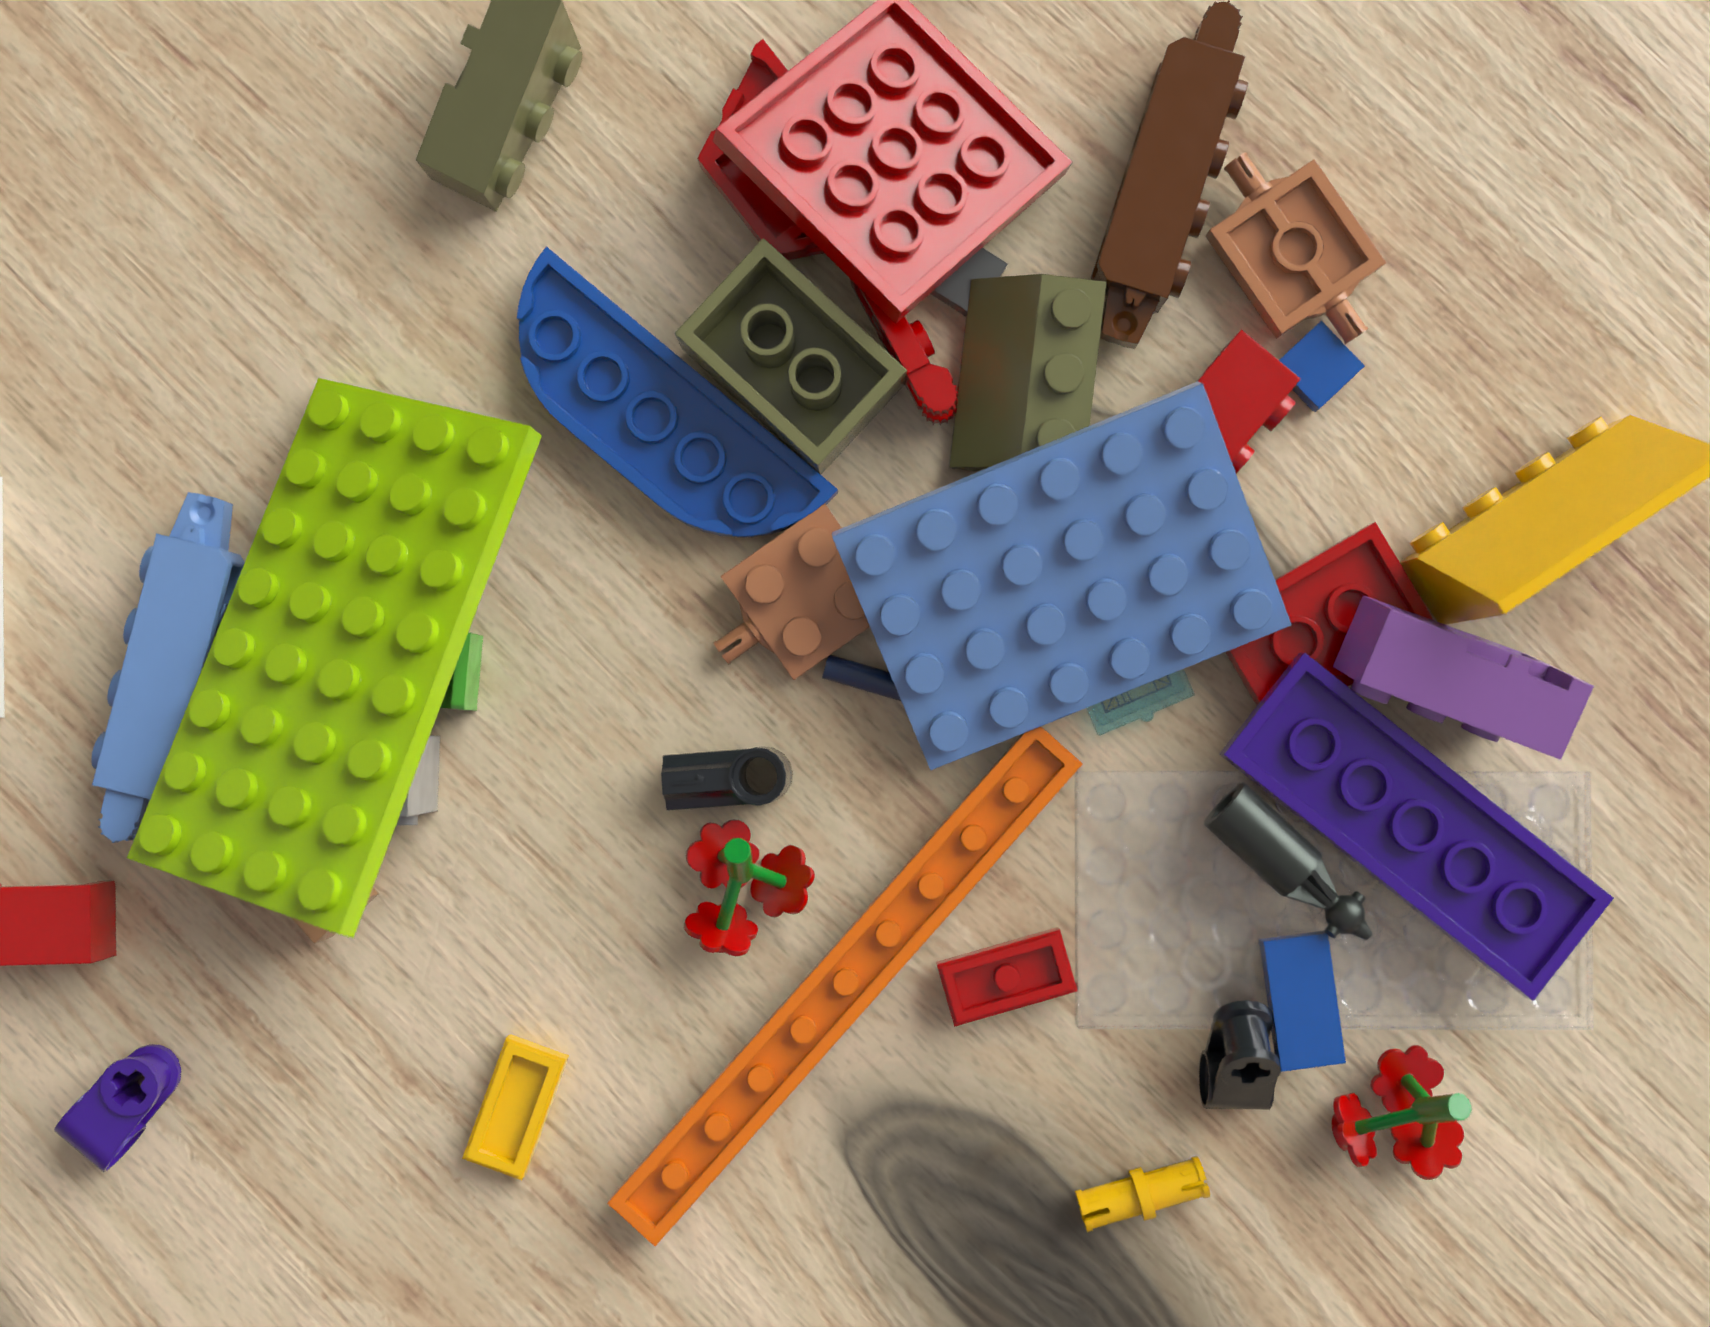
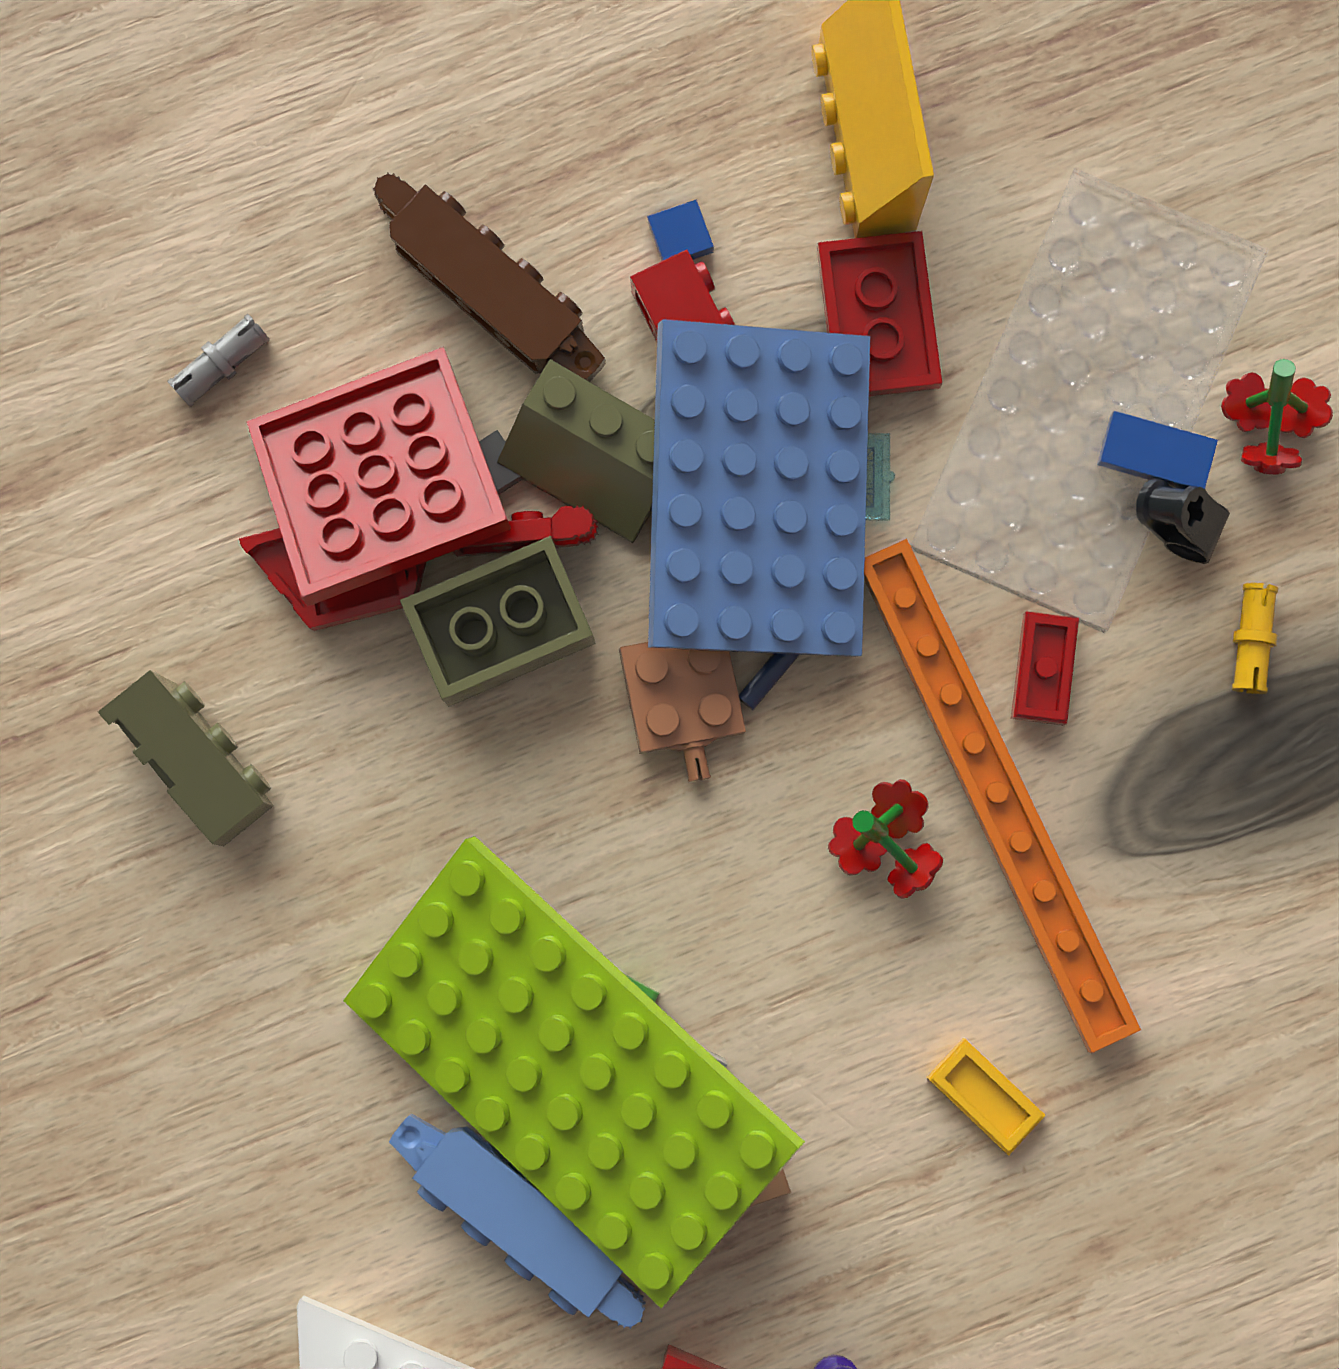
camera: 65 degrees left, 5 degrees down
(656, 413) = (490, 747): blue plate -> none
(720, 778) = (797, 823): black piece -> none
(1284, 859) = (1043, 418): pearl dark grey wheel -> none
(1295, 248) = (584, 211): nougat plate -> none
(1416, 826) = (1060, 311): dark purple plate -> none
(1461, 677) = (963, 229): medium lavender wedge -> none

